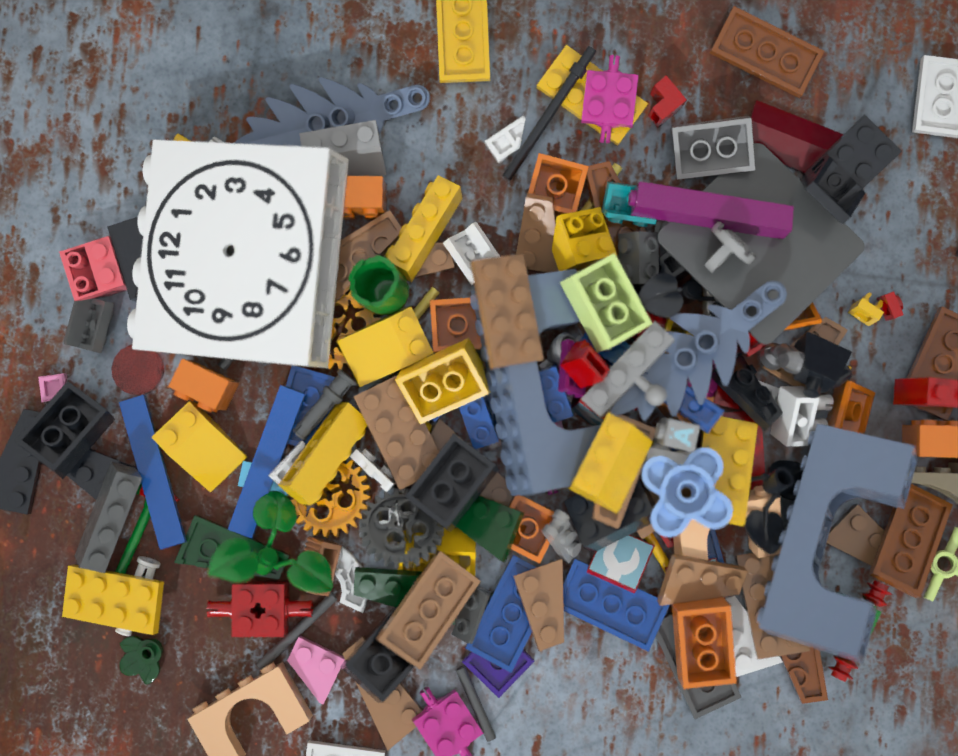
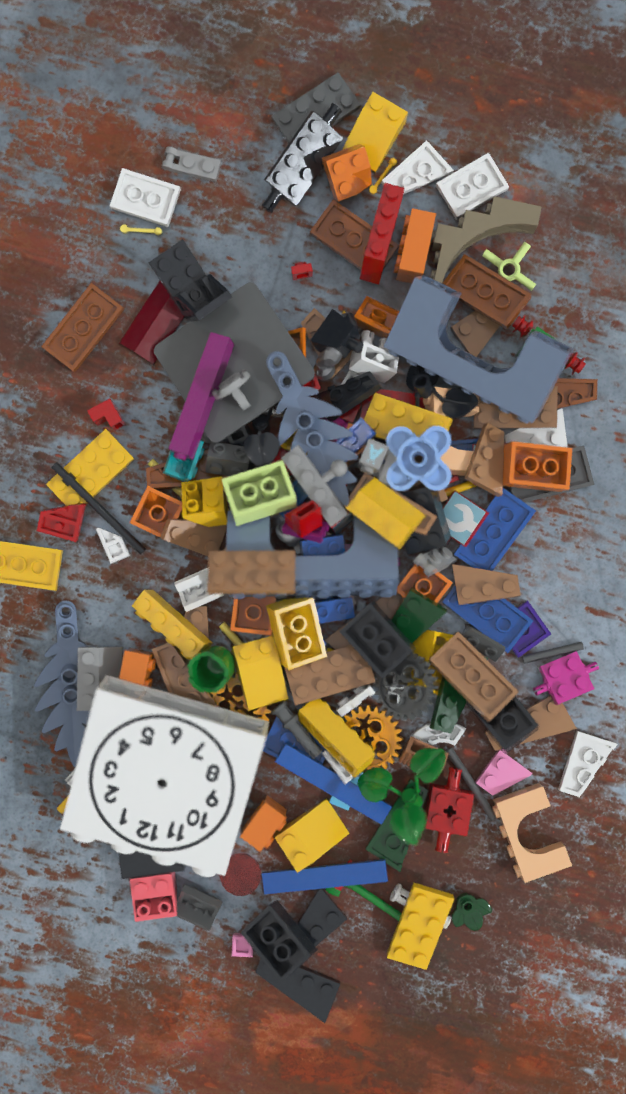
camera: 85 degrees left, 0 degrees up
(107, 517) = (354, 918): dark grey brick -> none
(524, 73) = (62, 521): none -> red wing
(609, 99) = (96, 458): dark pink plate -> none
(713, 147) = (151, 384): light grey slope -> none
(865, 311) = (302, 291): yellow tile -> none
(898, 80) = (124, 229): none -> light yellow hinge

